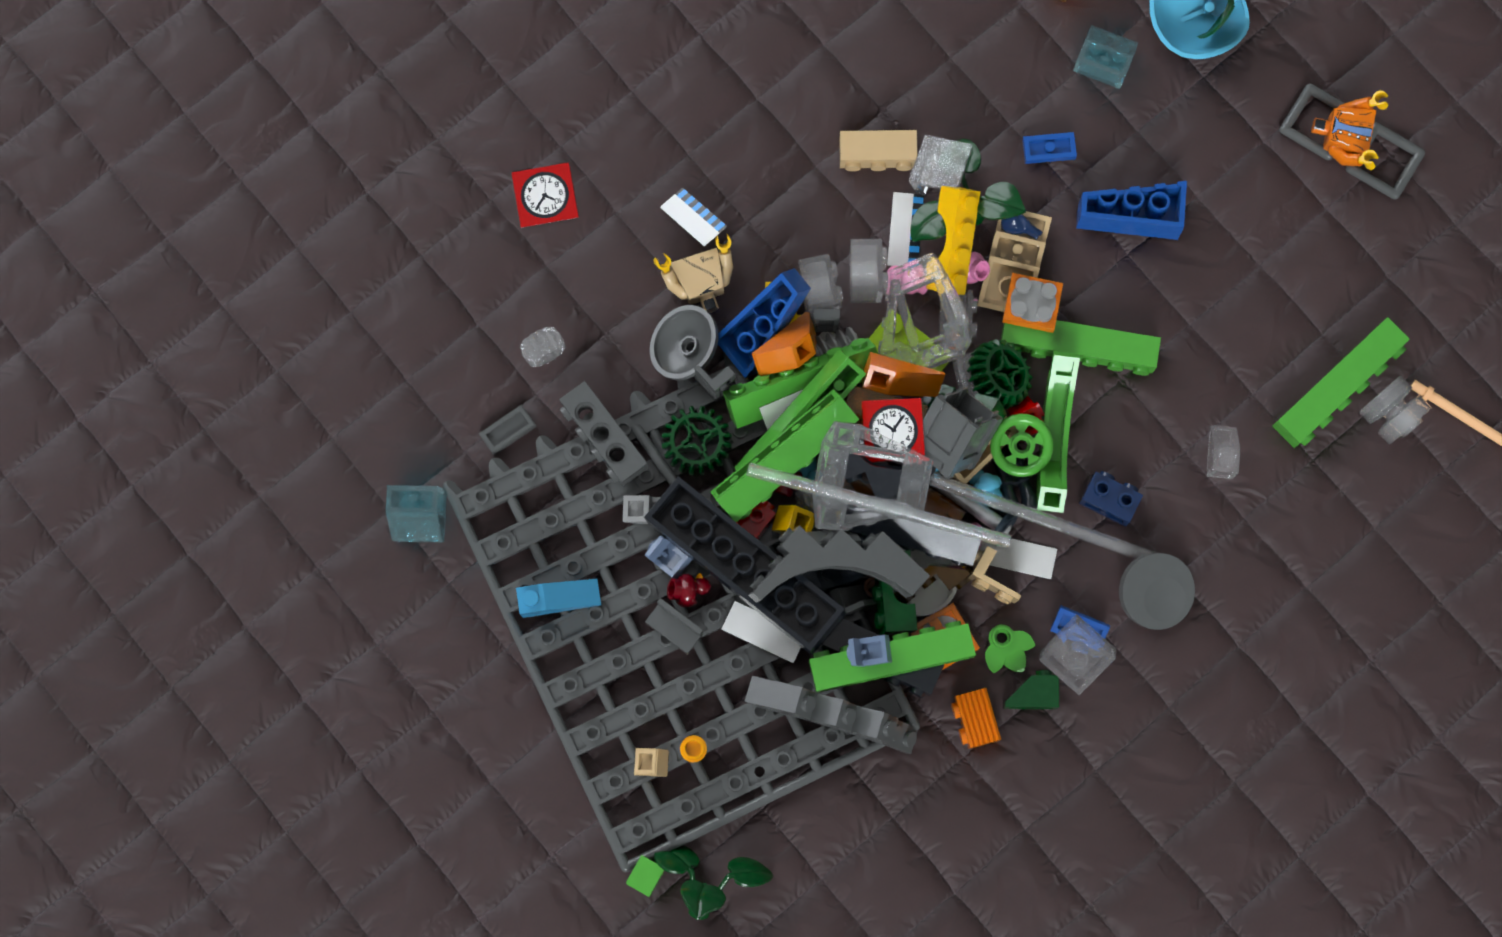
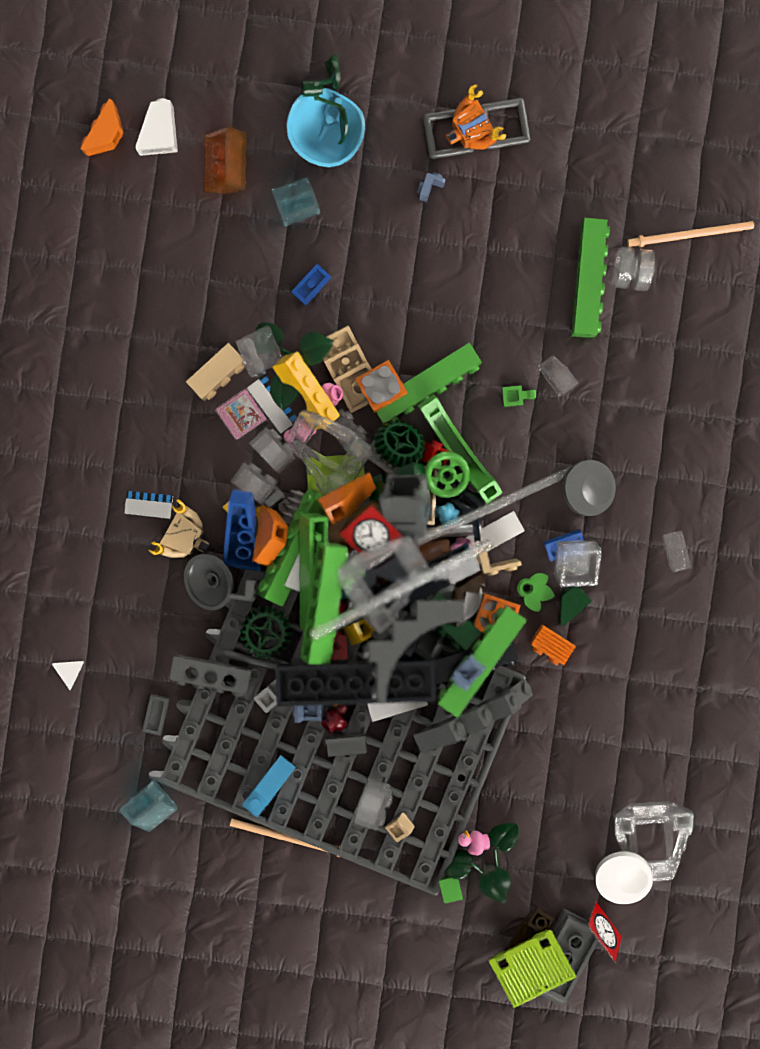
camera: 40 degrees left, 10 degrees up
(460, 311) = (68, 671): none -> white sticker
(513, 654) = (269, 832): none -> light nougat bar
(542, 346) = (132, 654): clear gear -> none
(544, 195) = (54, 564): sticker -> none
(648, 707) = (372, 804): none -> clear brick
(693, 748) = (416, 800): light orange plate -> none
(717, 850) = (476, 841): none -> bright pink animal
(864, 212) = (241, 414): none -> clear tile
(1019, 225) = (338, 345): dark blue animal -> none
(1111, 498) = (520, 457): dark blue brick -> none
(1135, 211) = (392, 279): blue wedge -> none
(1160, 432) = (514, 395): none -> bright green plate
(1193, 739) = (676, 551): none -> clear tile
(1249, 153) = (425, 187): none -> sand blue bracket

